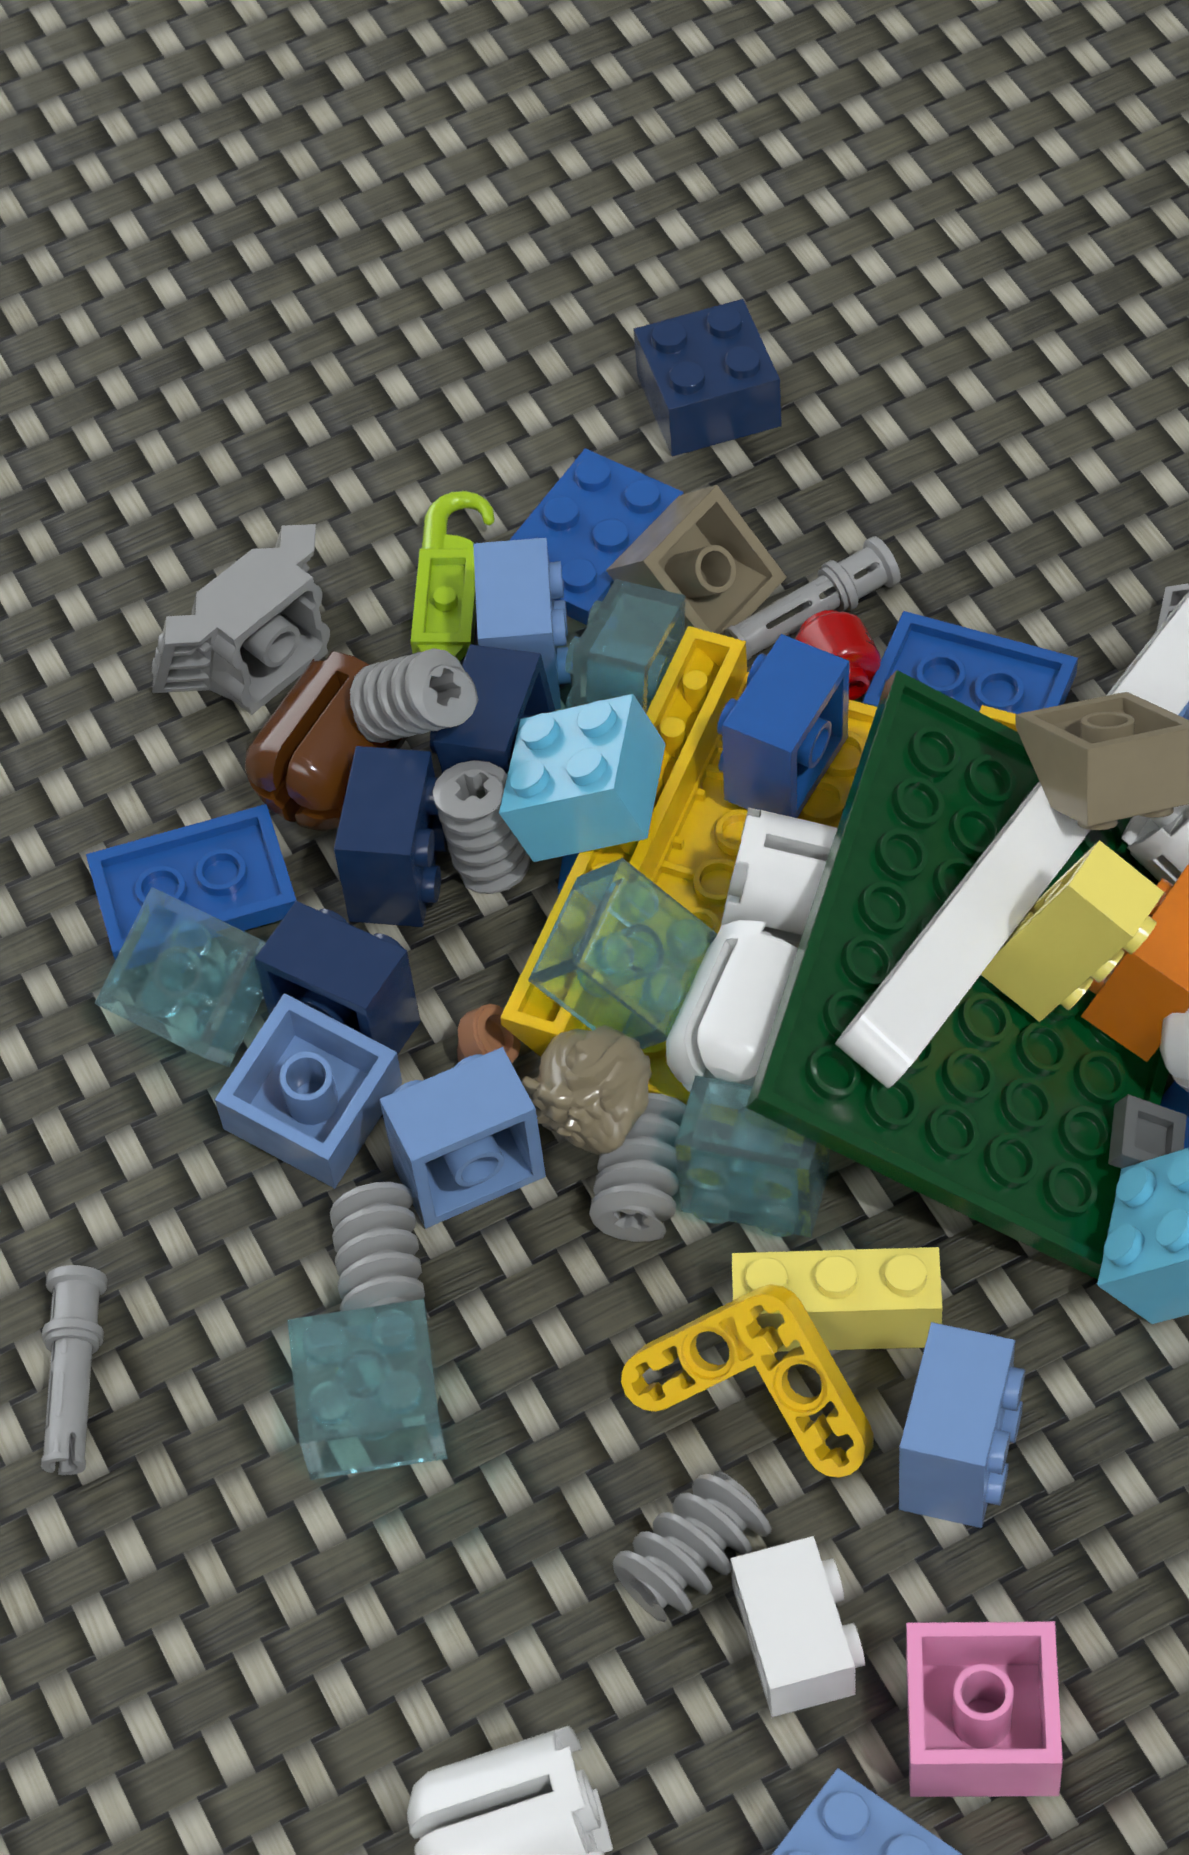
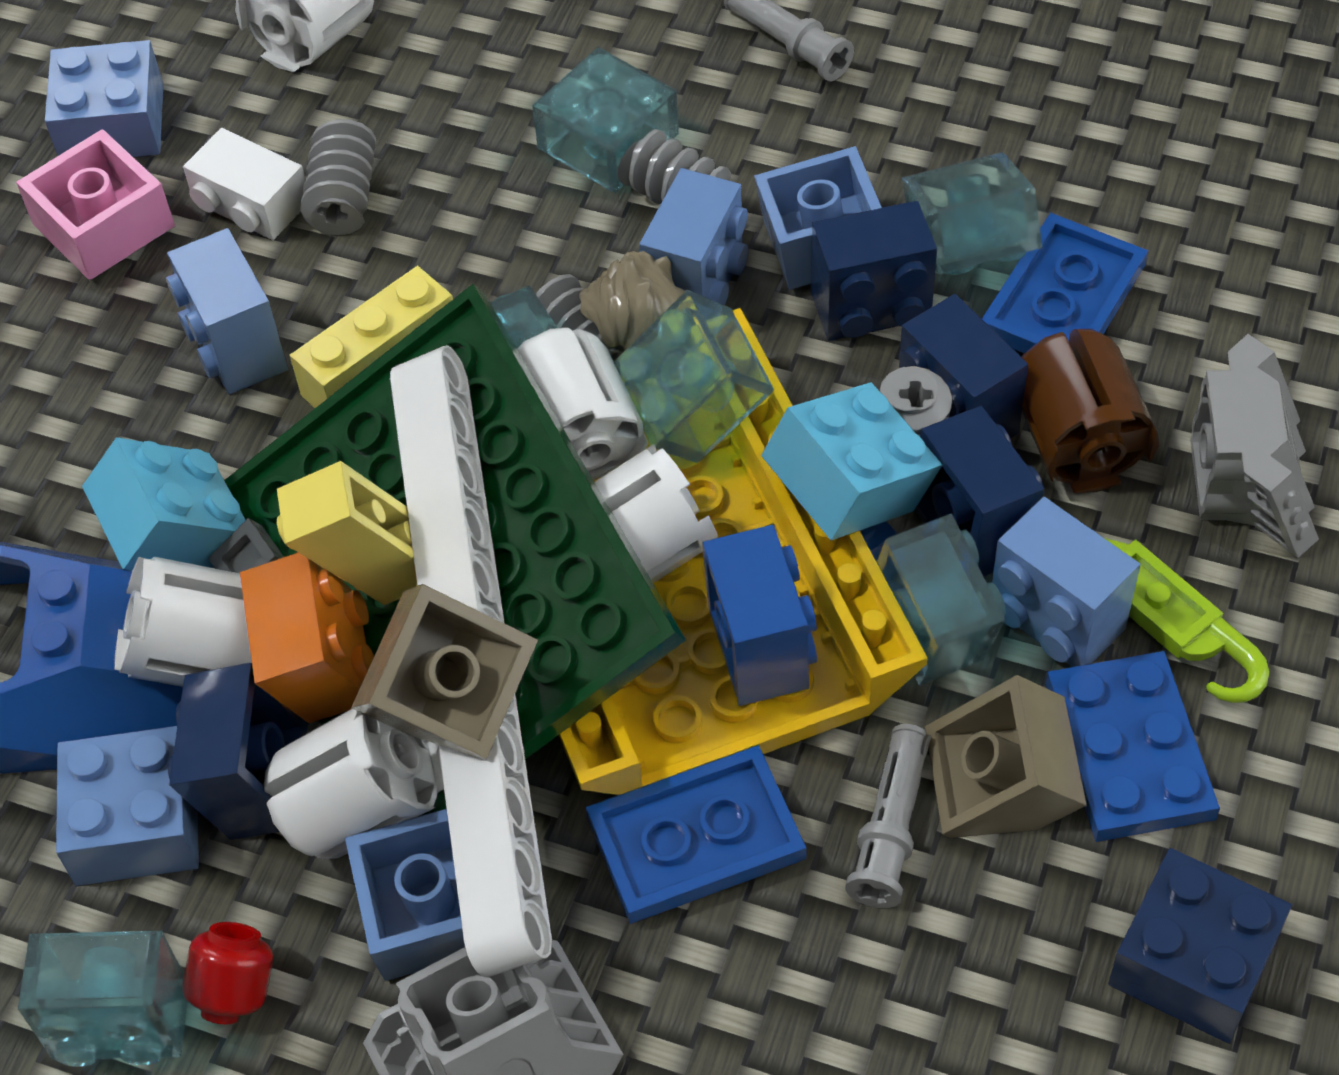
camera: 135 degrees right, 0 degrees up
(412, 696) = (1020, 398): light grey piece -> none
(482, 1033) = (770, 334): nougat tile -> none
(756, 1346) = (377, 262): yellow beam -> none
(847, 638) = (815, 765): red head -> none

